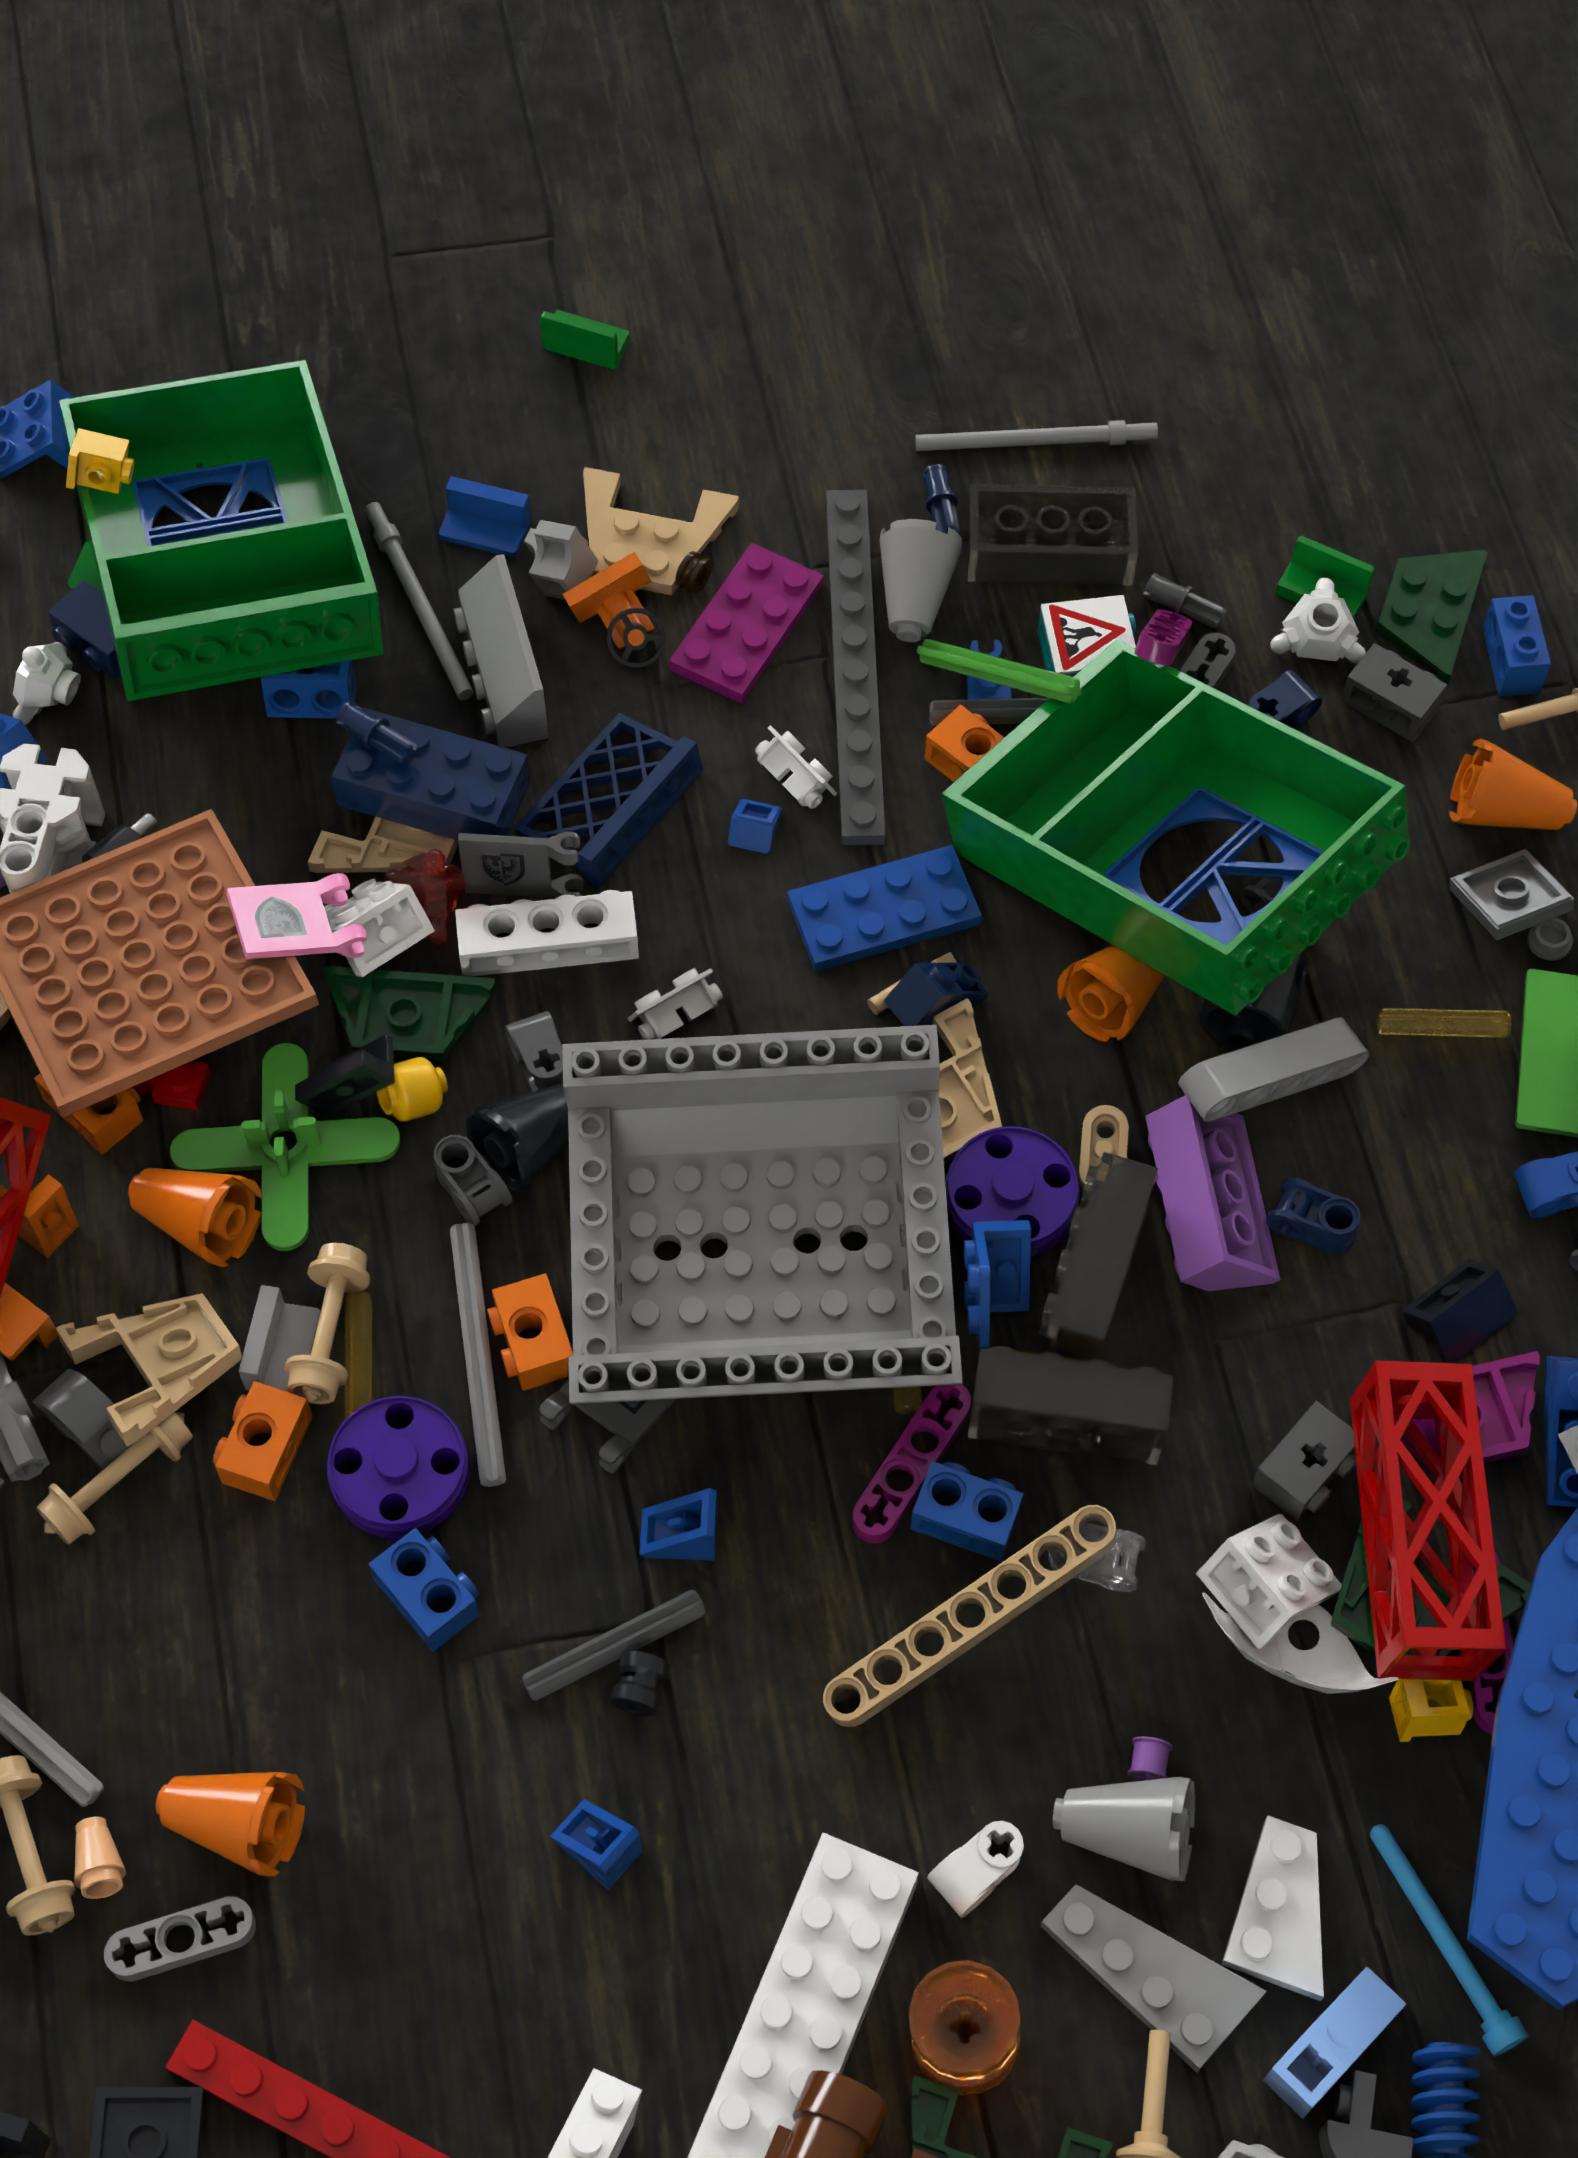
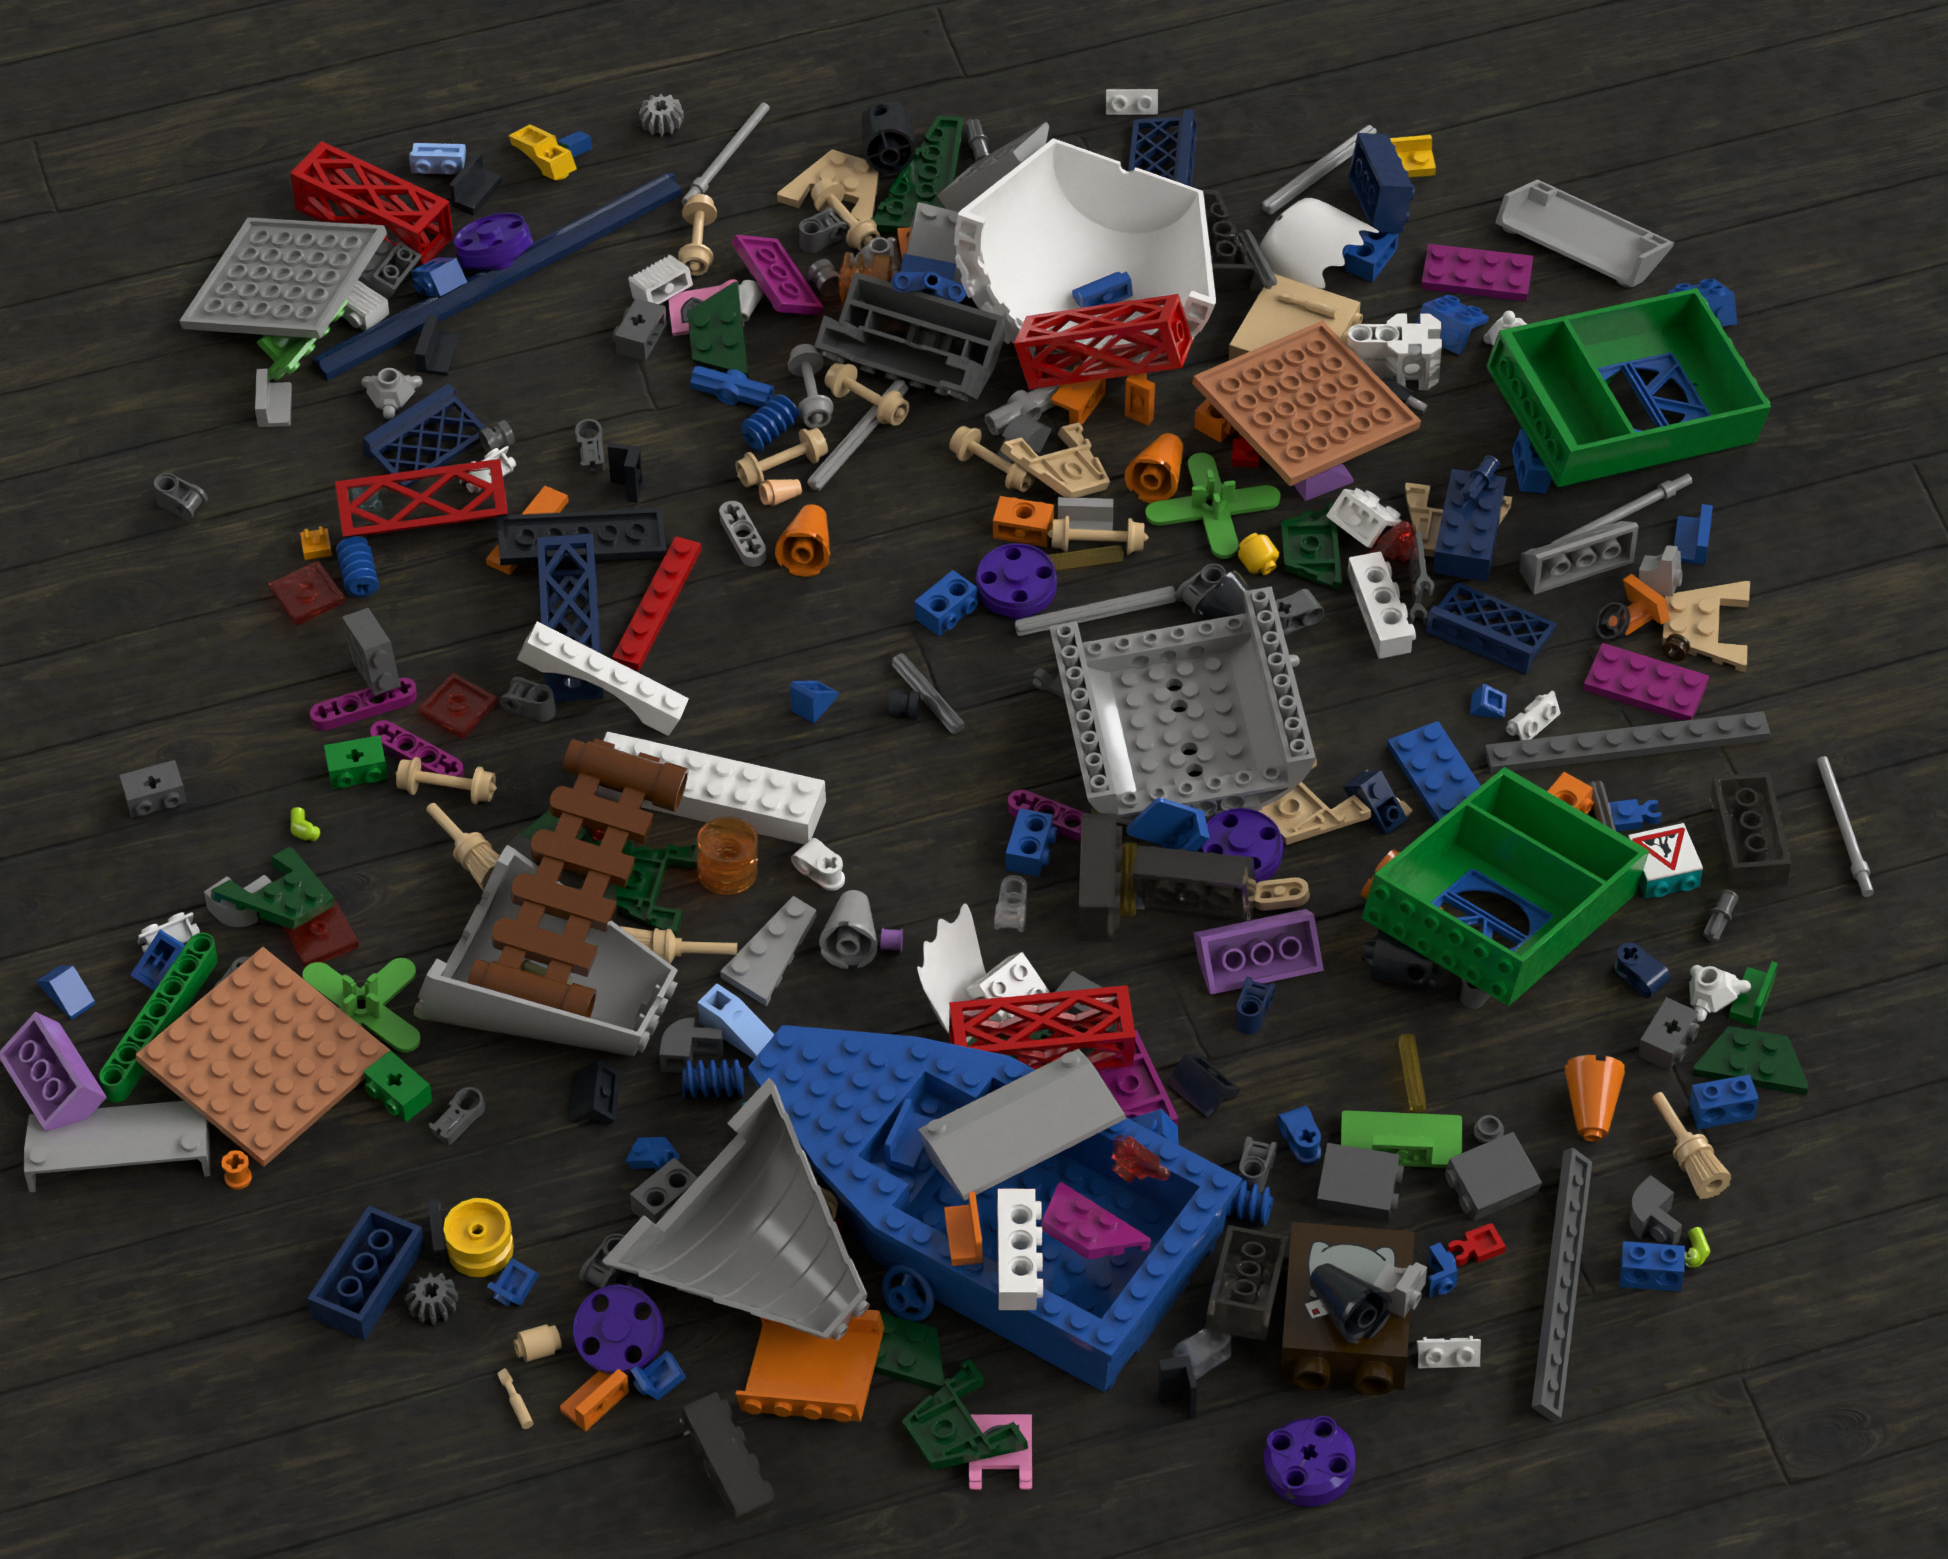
camera: 85 degrees right, 10 degrees down
(99, 462) = (1636, 304): yellow brick -> none
(293, 920) = (1344, 461): bright pink flag -> none
(349, 1078) = (1251, 519): black panel -> none
(525, 1306) = (1110, 623): orange brick -> none
(584, 338) = (1863, 570): green panel -> none
(681, 1528) = (1000, 718): blue slope -> none
(690, 993) = (1337, 666): white hinge -> none
(916, 574) = (1692, 759): light grey cone -> none
(941, 499) = (1781, 773): dark blue axle -> none
(982, 1593) = (960, 838): tan beam -> none
(1000, 671) = (1617, 799): bright green axle -> none
(1163, 637) = (1640, 865): magenta beam -> none
(1213, 672) = (1667, 932): dark grey beam -> none
(1273, 1069) = (1346, 965): light grey beam -> none
(1279, 1912) = (815, 1006): white wing -> none
(1511, 894) = (1517, 1103): dark grey plate -> none

